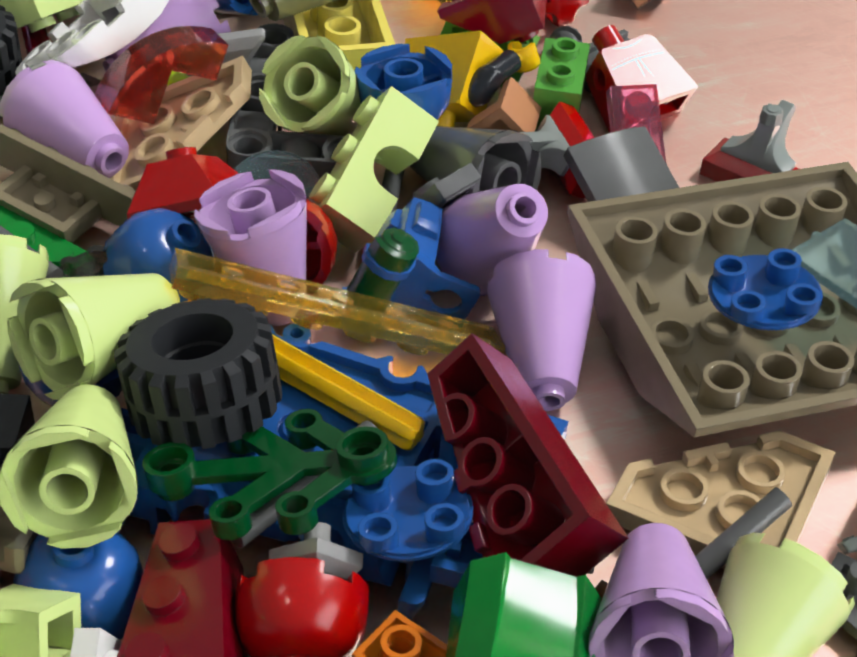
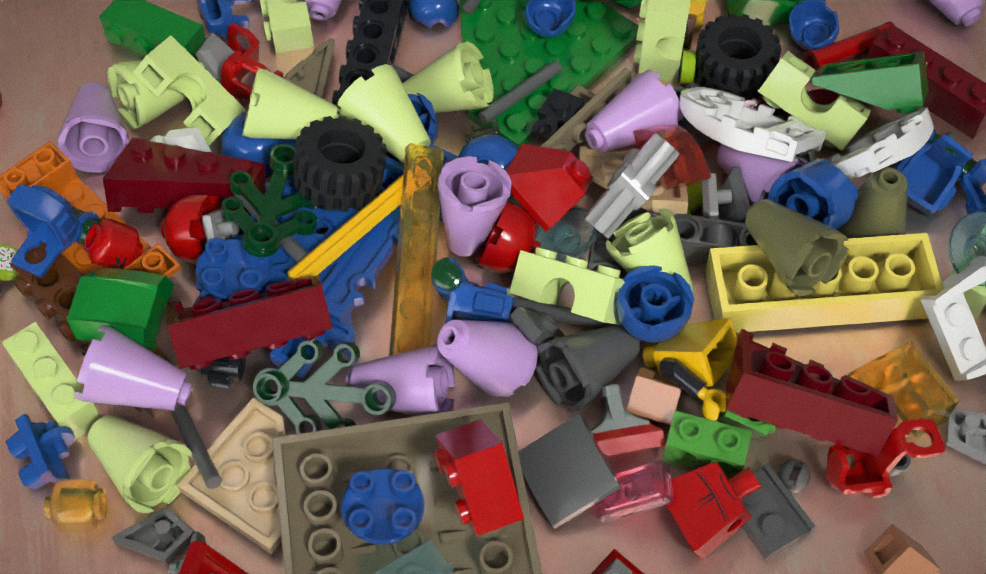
camera: 100 degrees right, 15 degrees up
(55, 198) = (556, 112): none -> black plate
(210, 85) = (631, 184): none -> light grey piece
(593, 325) = (317, 391): none -> plant
(698, 183) = (480, 470): none -> red brick

